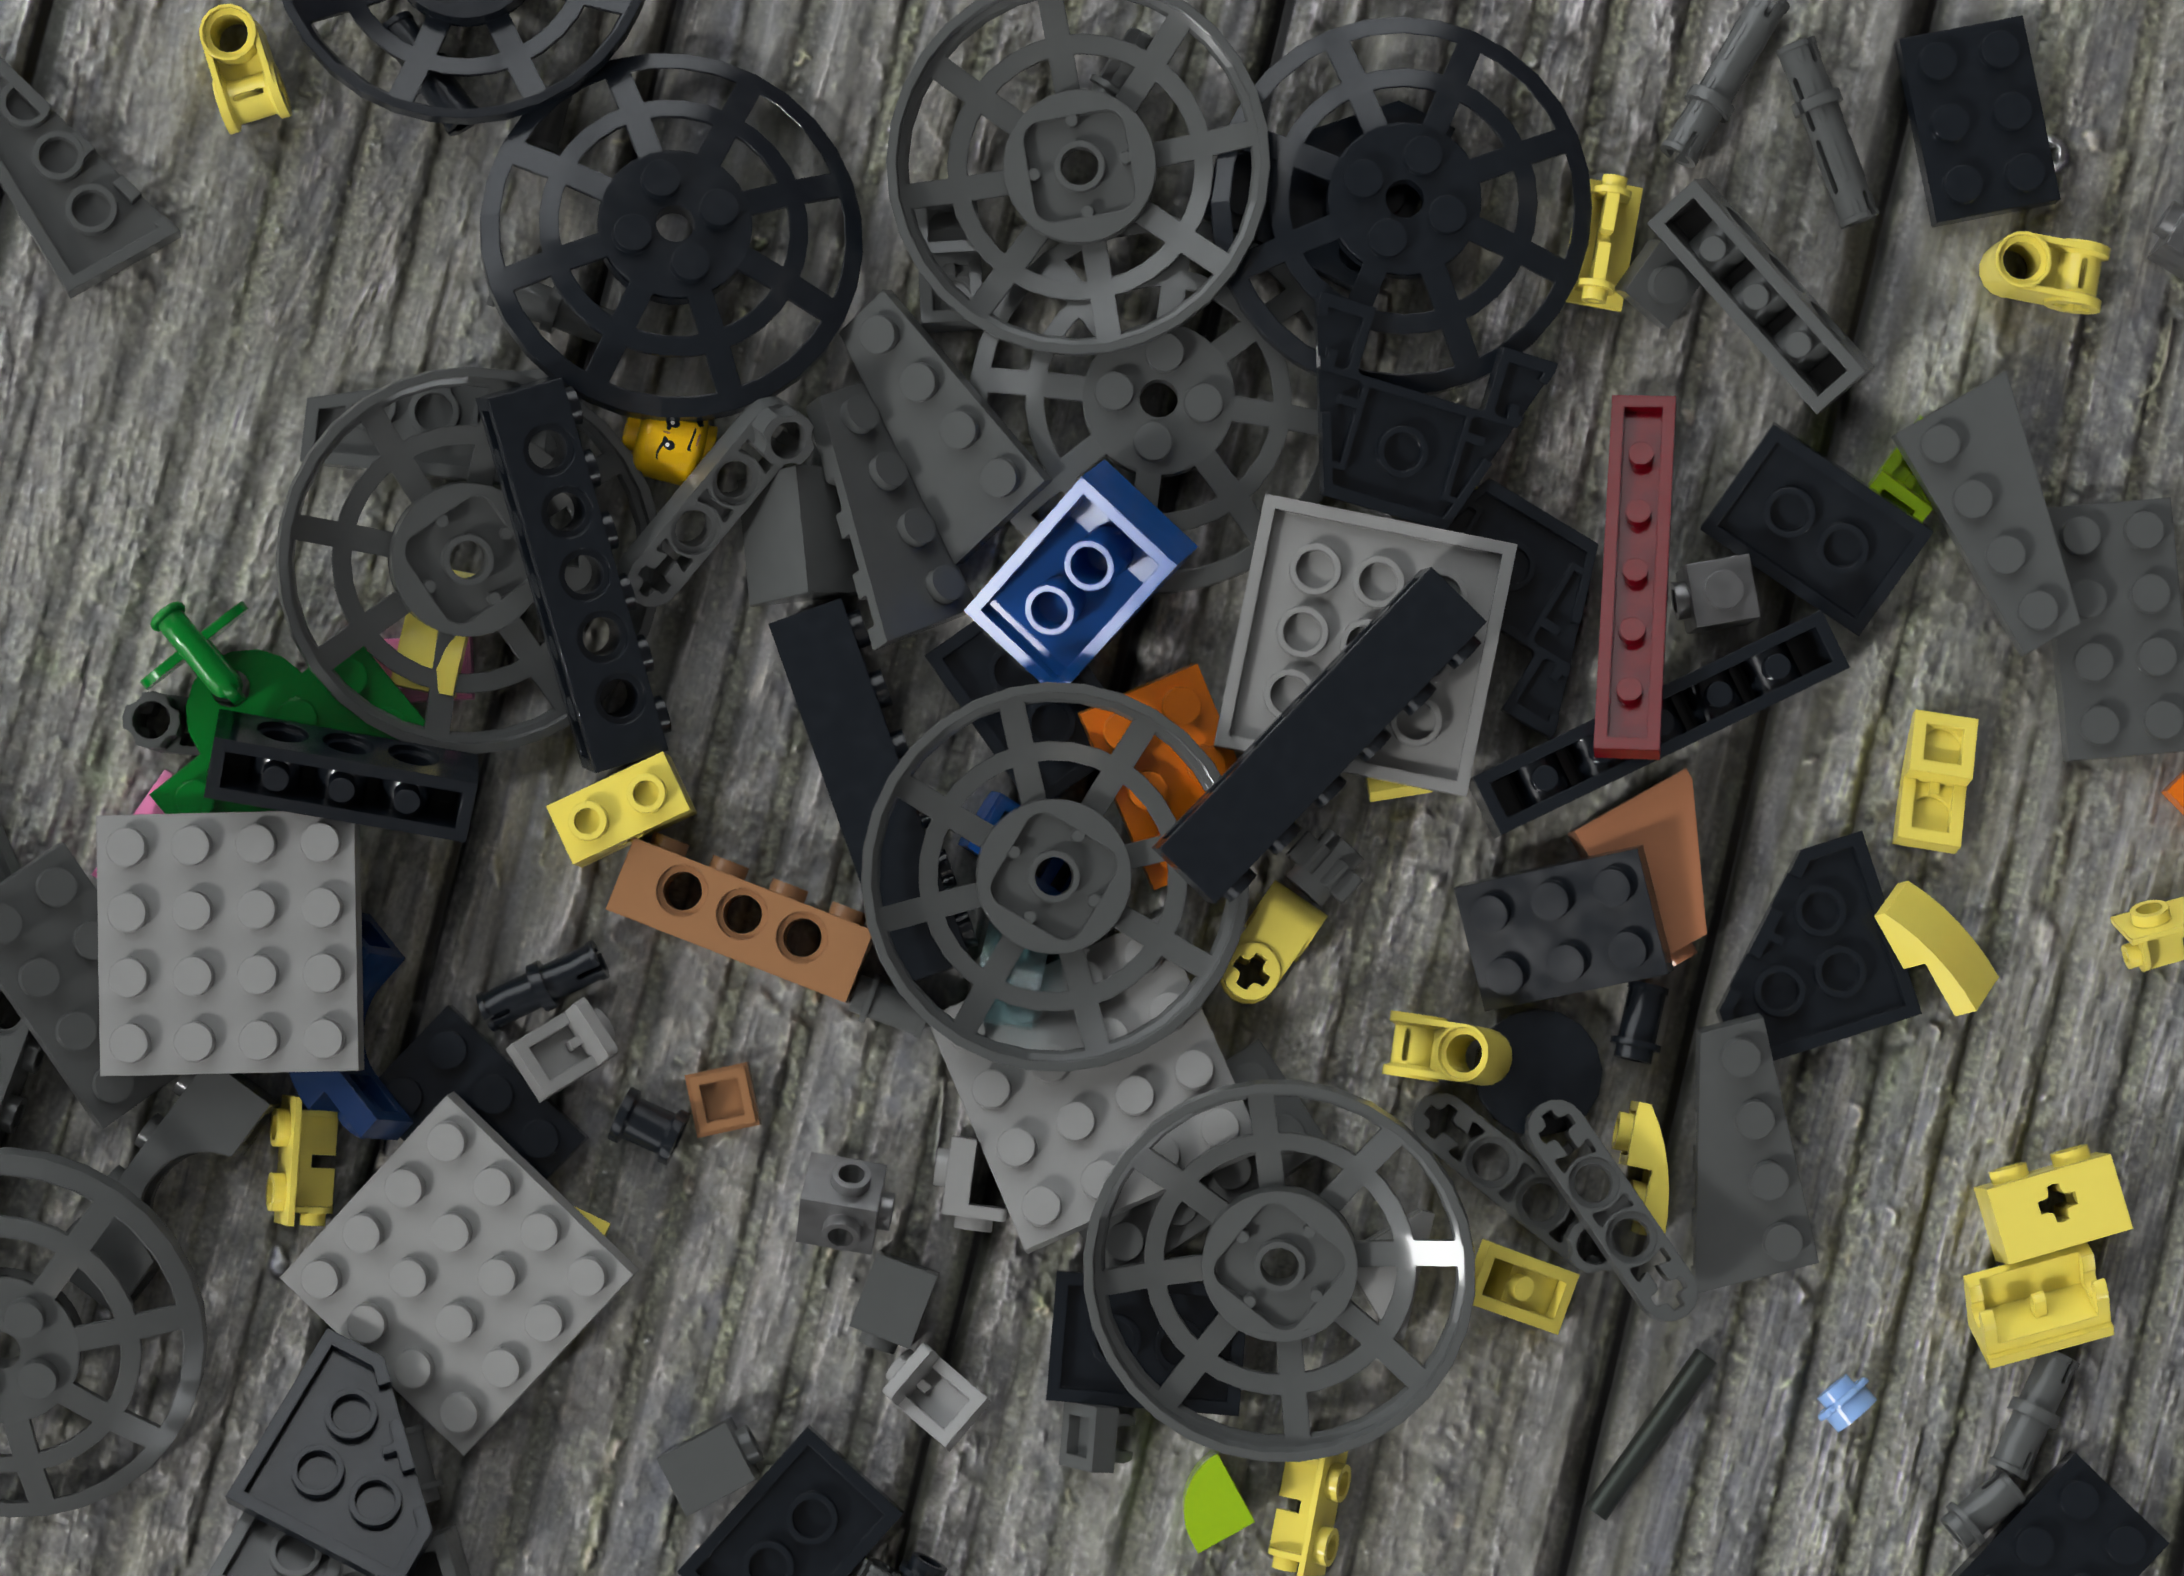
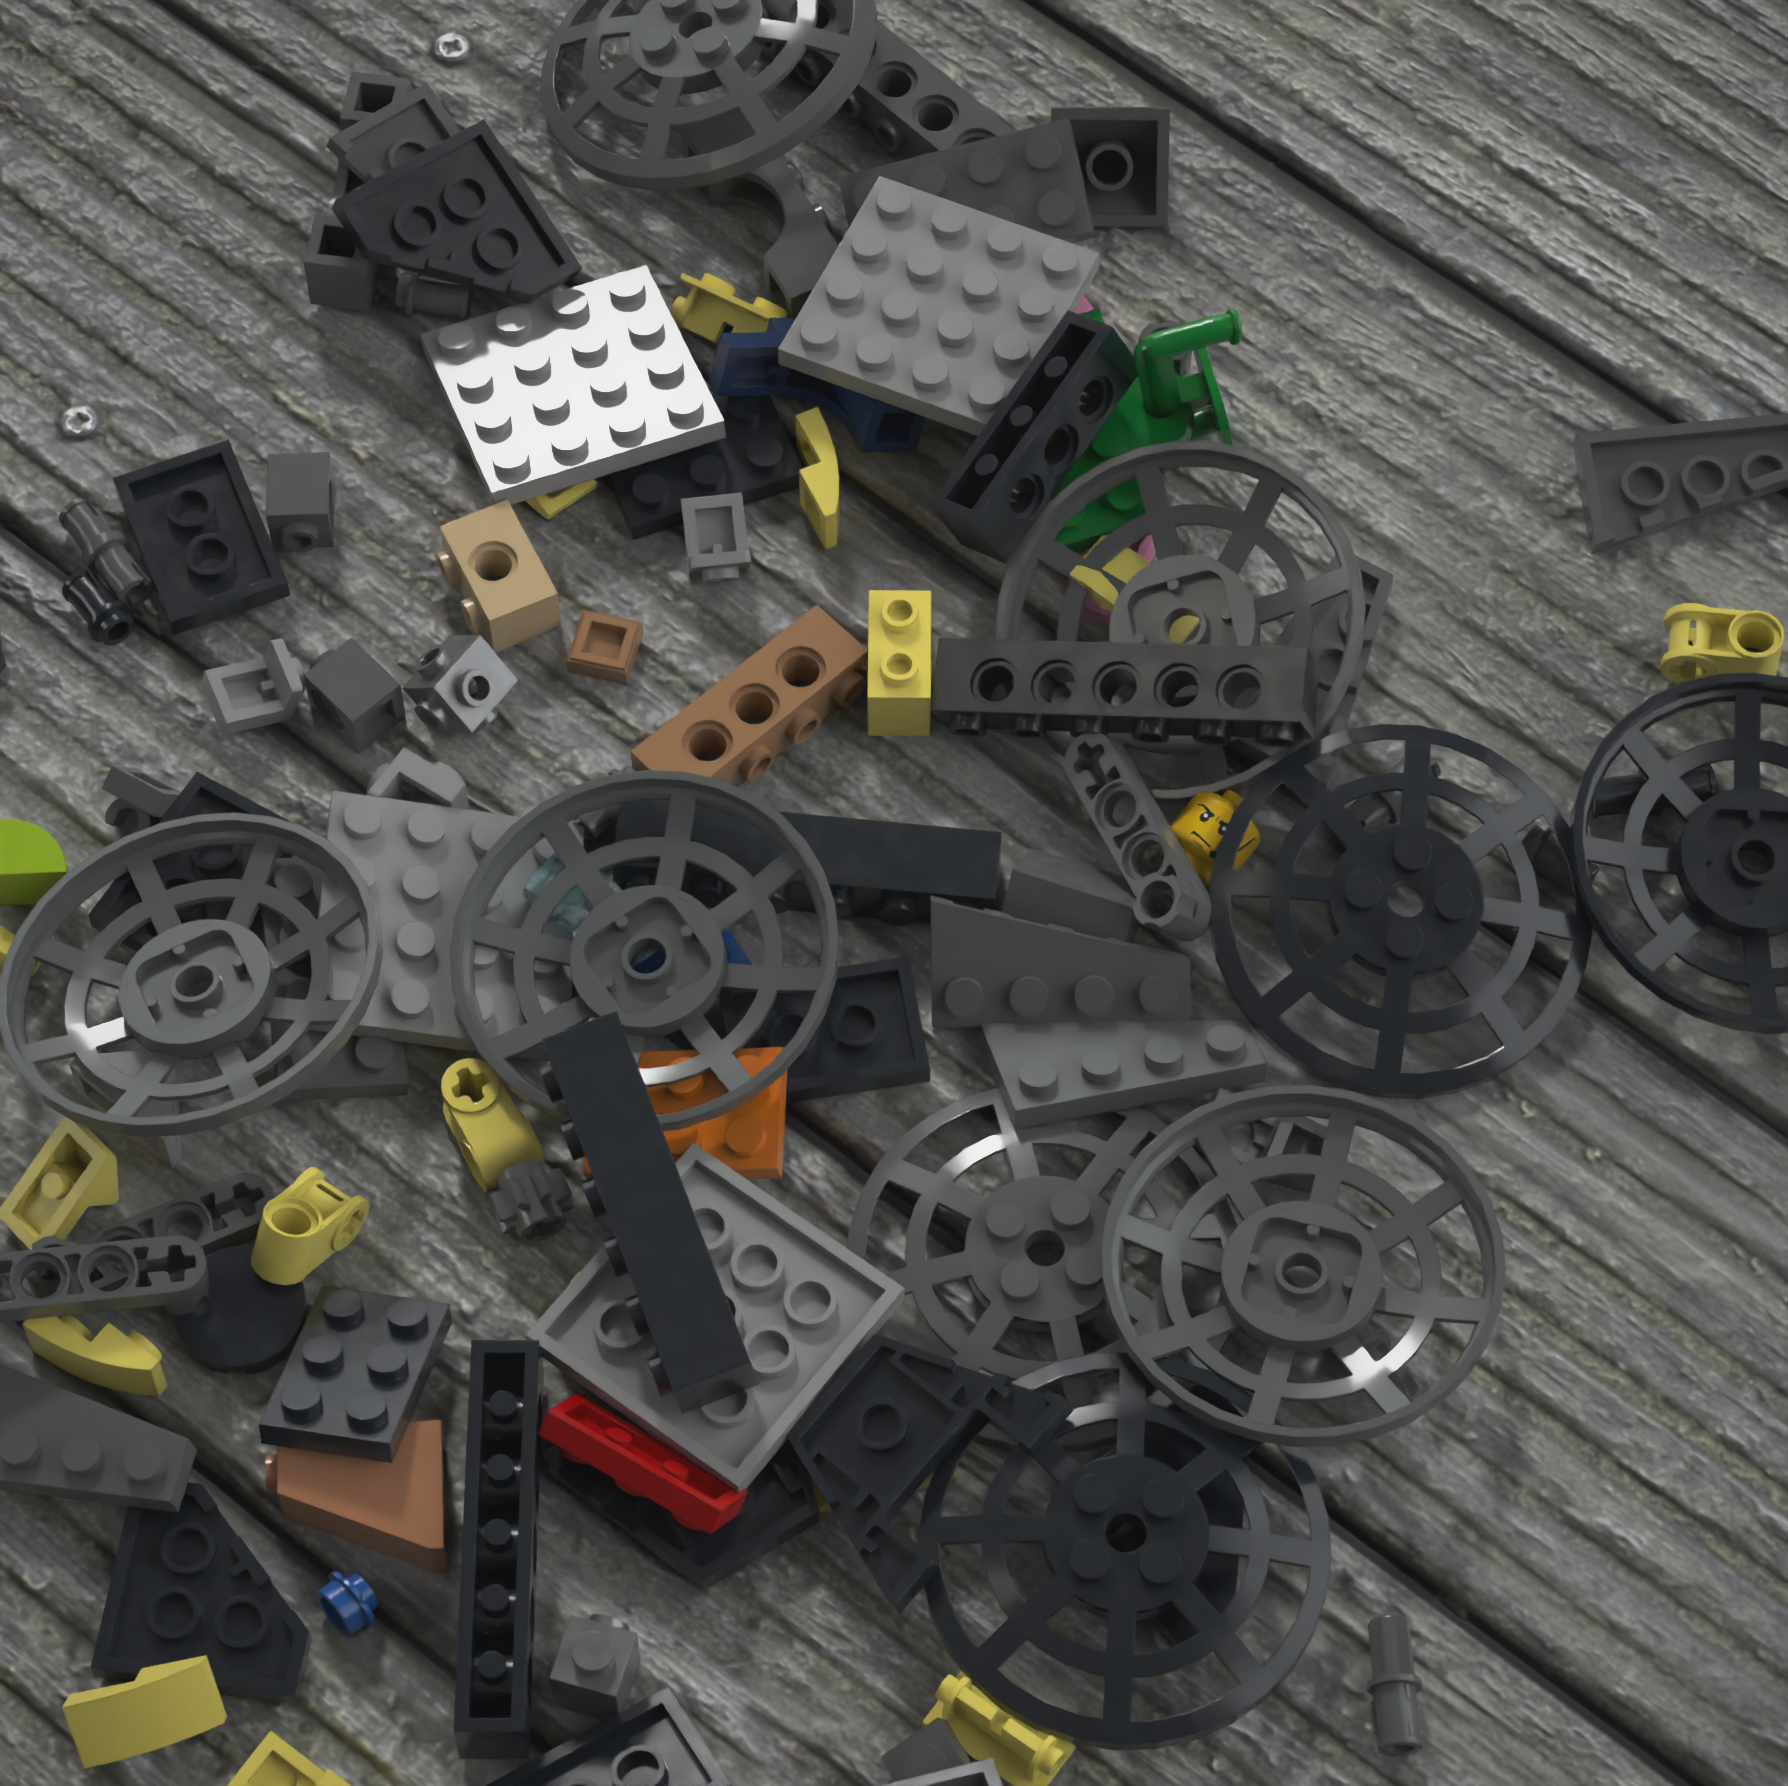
camera: 115 degrees right, 25 degrees down
(463, 974) = (820, 478): none -> light yellow slope
(542, 986) = (780, 548): black pin -> none
(649, 1126) = (614, 575): black bush -> none
(668, 1250) = (490, 546): none -> tan brick
(1080, 576) = (911, 1104): blue slope -> none
(1533, 639) = (641, 1464): none -> red plate
(1635, 578) = (651, 1581): dark red plate -> none
(1640, 1022) = (229, 1414): black pin -> none
(1754, 834) = (348, 1603): none -> blue plate

